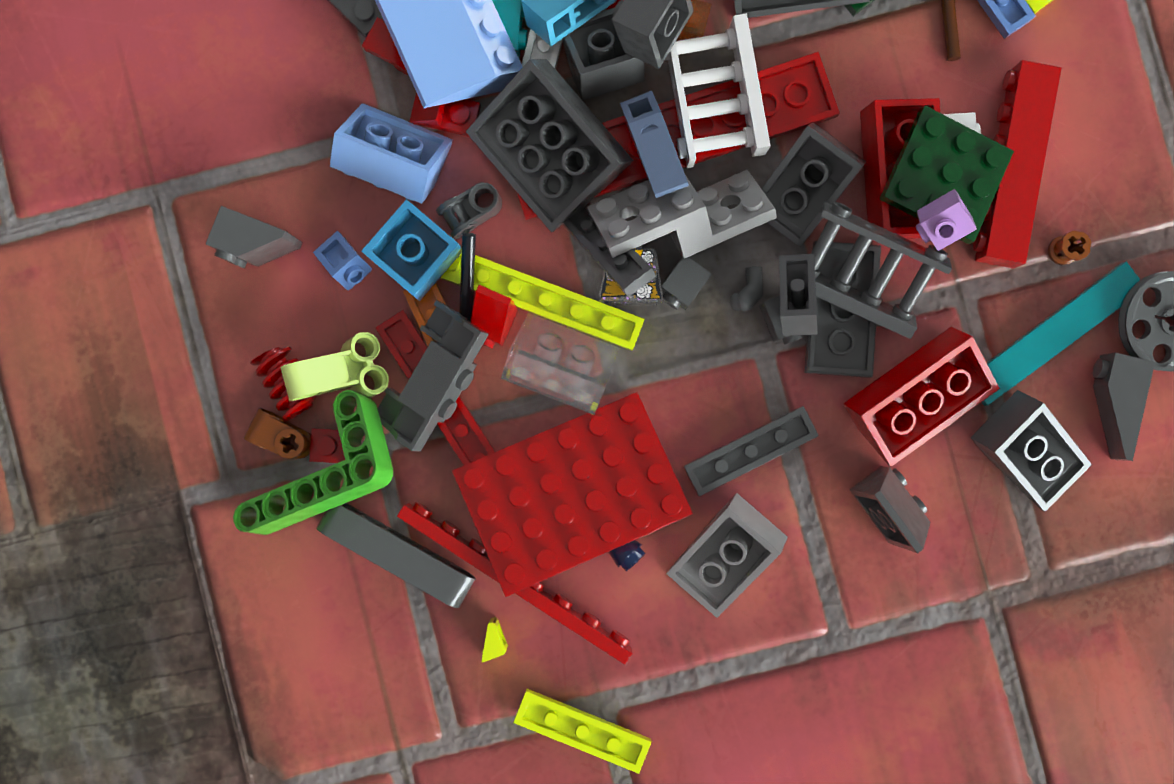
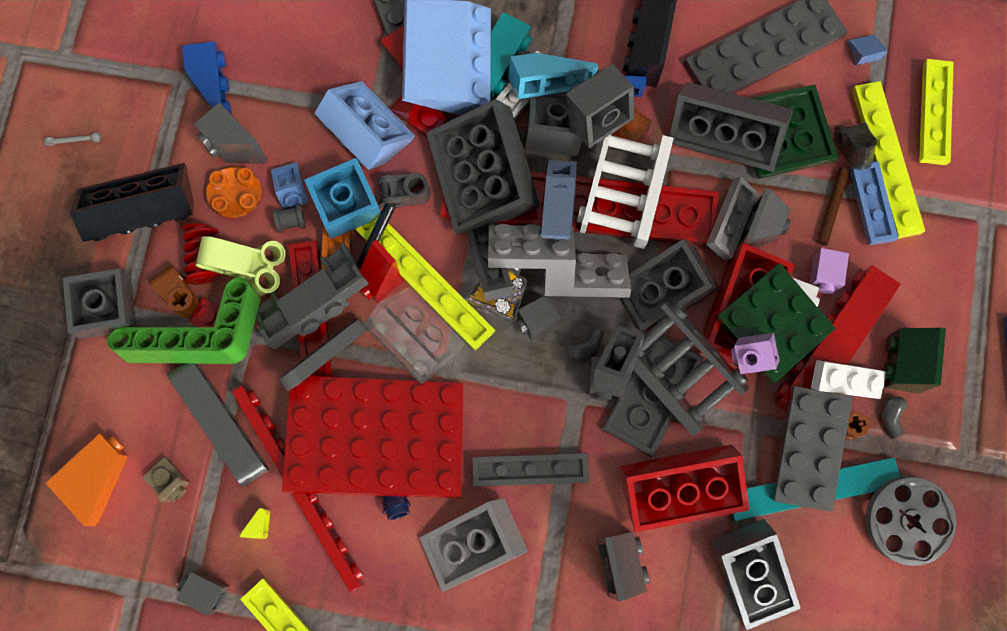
camera: 20 degrees right, 10 degrees down
(97, 304) = (50, 141): none -> light grey hinge
(179, 170) = (205, 69): none -> blue slope
(180, 359) = (133, 203): none -> black slope
(203, 487) = (98, 303): none -> dark grey brick
(284, 296) = (233, 192): none -> orange dish
(292, 674) = (90, 478): none -> orange slope
(361, 298) = (289, 218): none -> dark grey bush
(374, 638) = (166, 481): none -> dark tan bracket
(469, 734) = (201, 592): none -> dark grey brick
(475, 432) = (322, 354): none -> dark grey beam
(847, 76) = (732, 218): none -> light grey plate
(882, 63) = (766, 220): none -> dark grey slope
(976, 87) = (828, 270): none -> lavender brick
(1039, 292) = (812, 448): none -> dark grey plate
(1047, 201) = (848, 379): none -> white plate
(1104, 216) = (891, 414): none -> dark grey arm
(1109, 144) = (914, 359): none -> dark green slope
(1121, 397) = (846, 563): dark grey slope -> none

